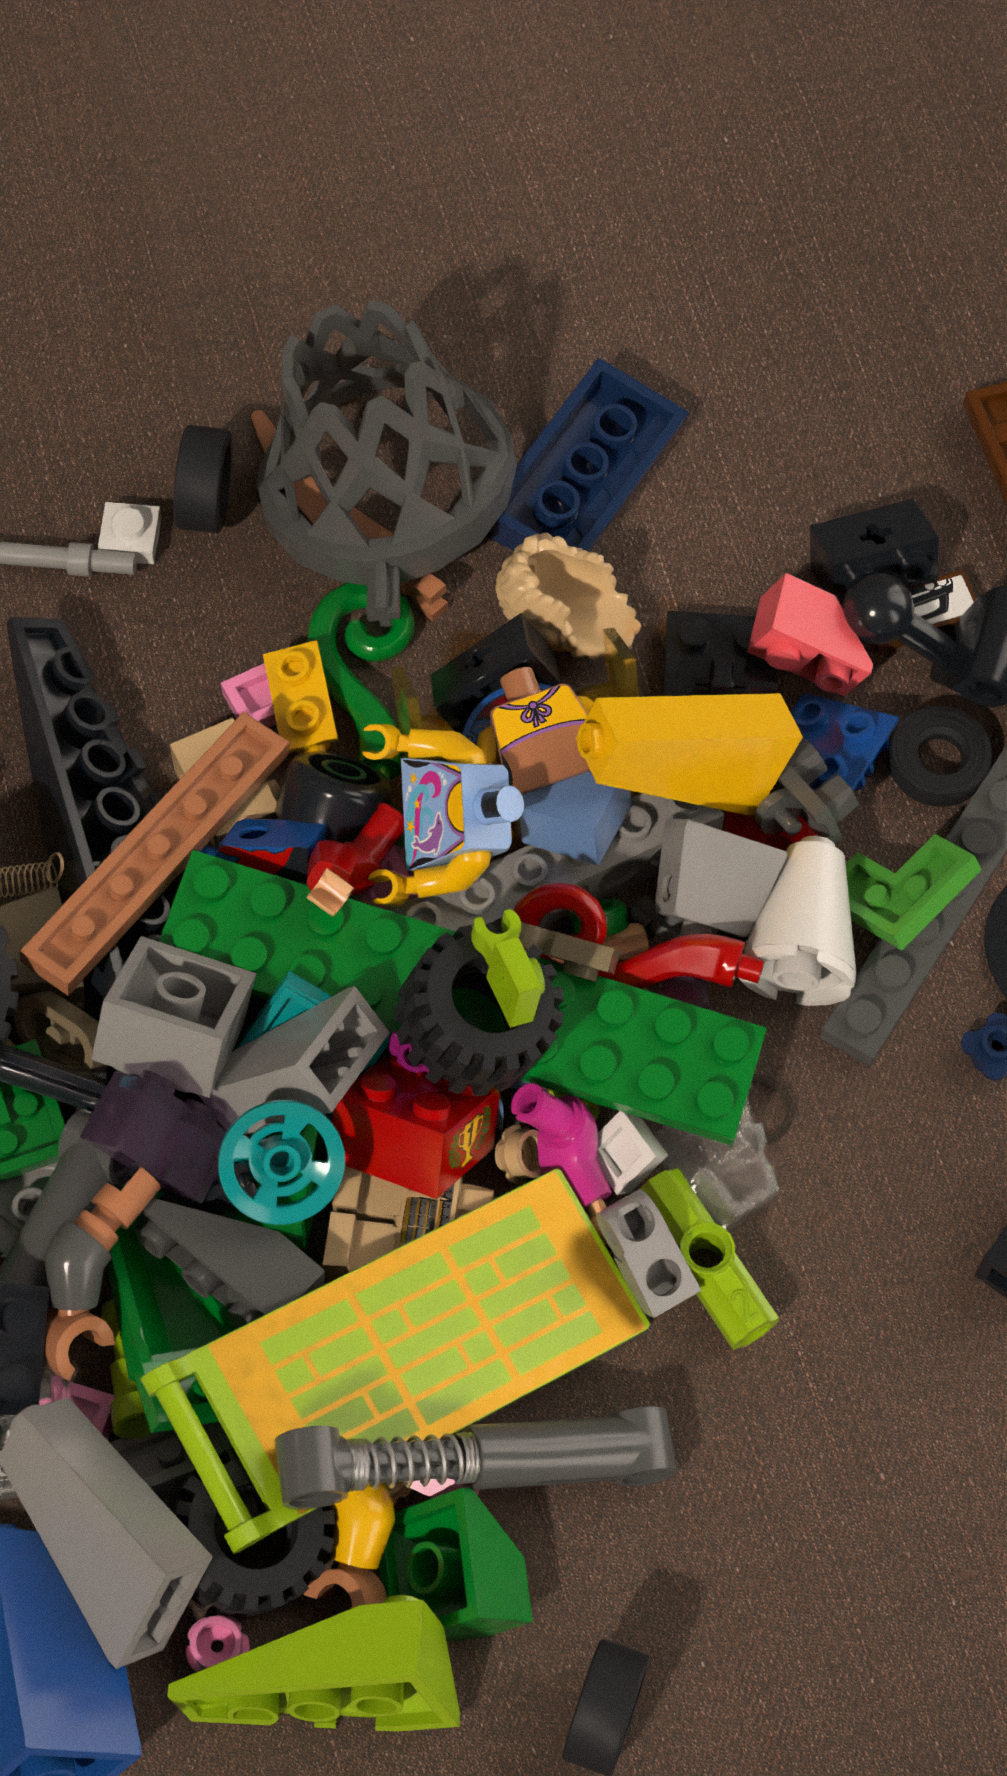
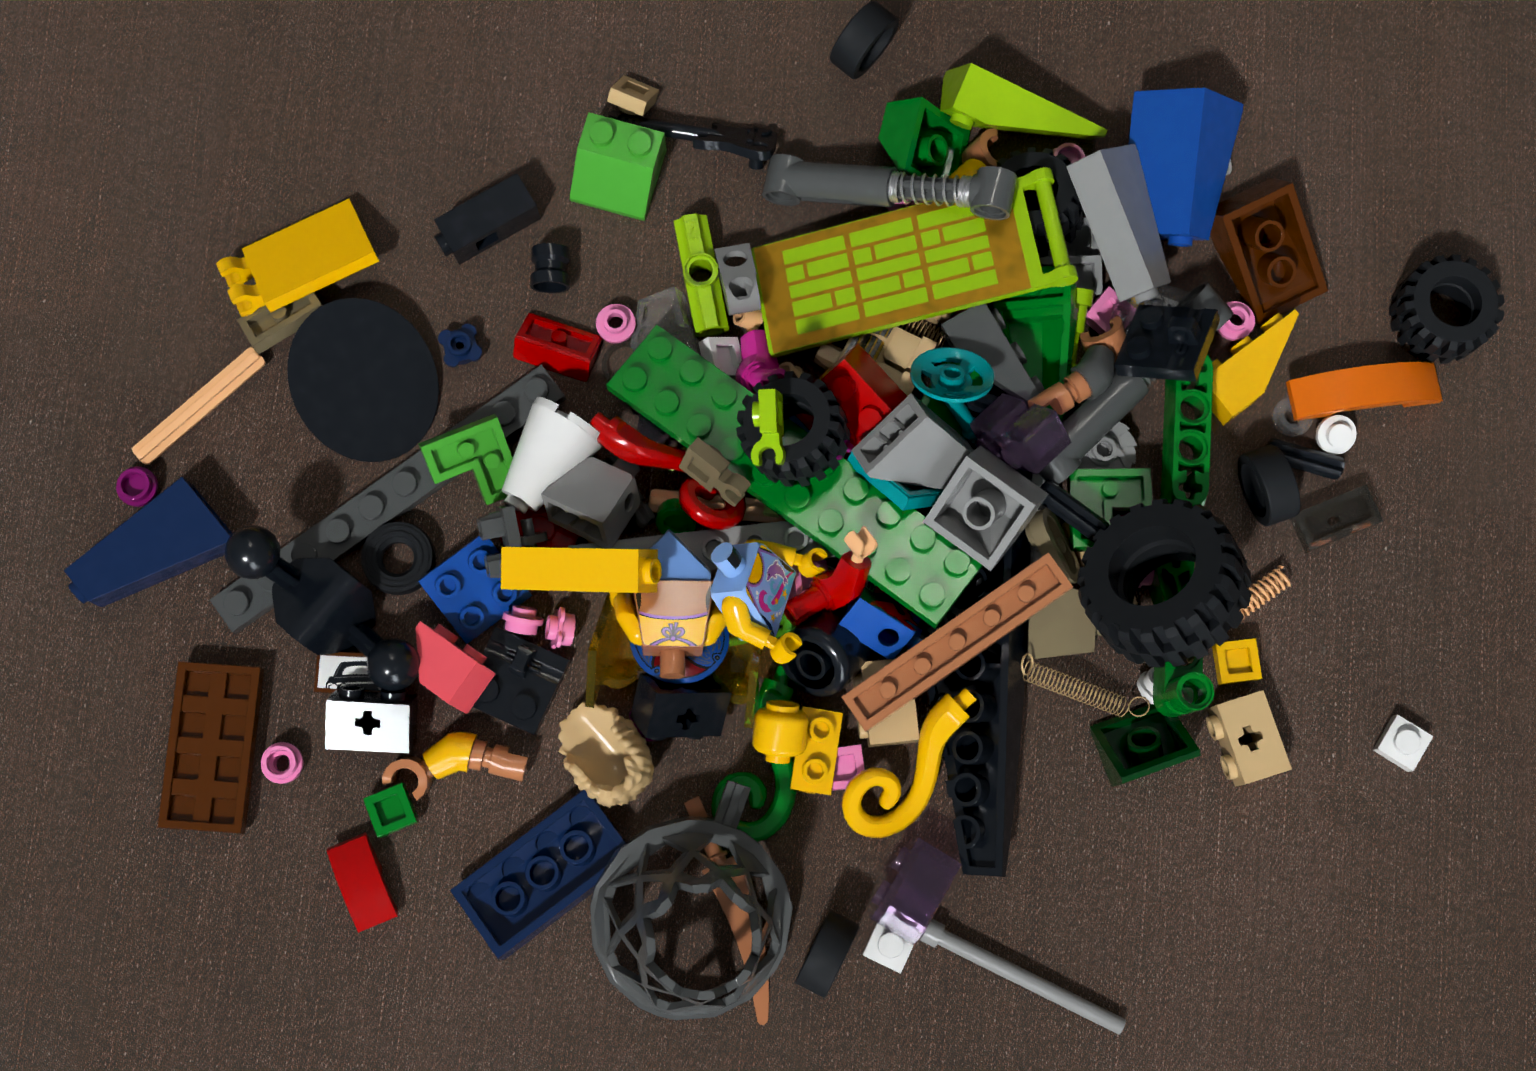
camera: 160 degrees left, 15 degrees up
(117, 580) = (915, 891): none -> clear purple brick
(151, 759) = (936, 730): none -> yellow plant
(354, 688) = (780, 731): none -> yellow head
(726, 1481) = (751, 143): none -> black piece
(756, 555) = (457, 753): none -> nougat piece
(791, 1168) = (619, 334): none -> bright pink plate
(800, 393) = (362, 882): none -> red slope
(801, 476) = (391, 810): none -> green plate
(864, 1100) = (557, 347): none -> red slope
(898, 1380) = (617, 166): none -> bright green slope
(923, 1191) = (550, 268): none -> black wheel
(925, 1495) = (632, 96): none -> tan plate
(964, 474) = (270, 758): none -> bright pink plate

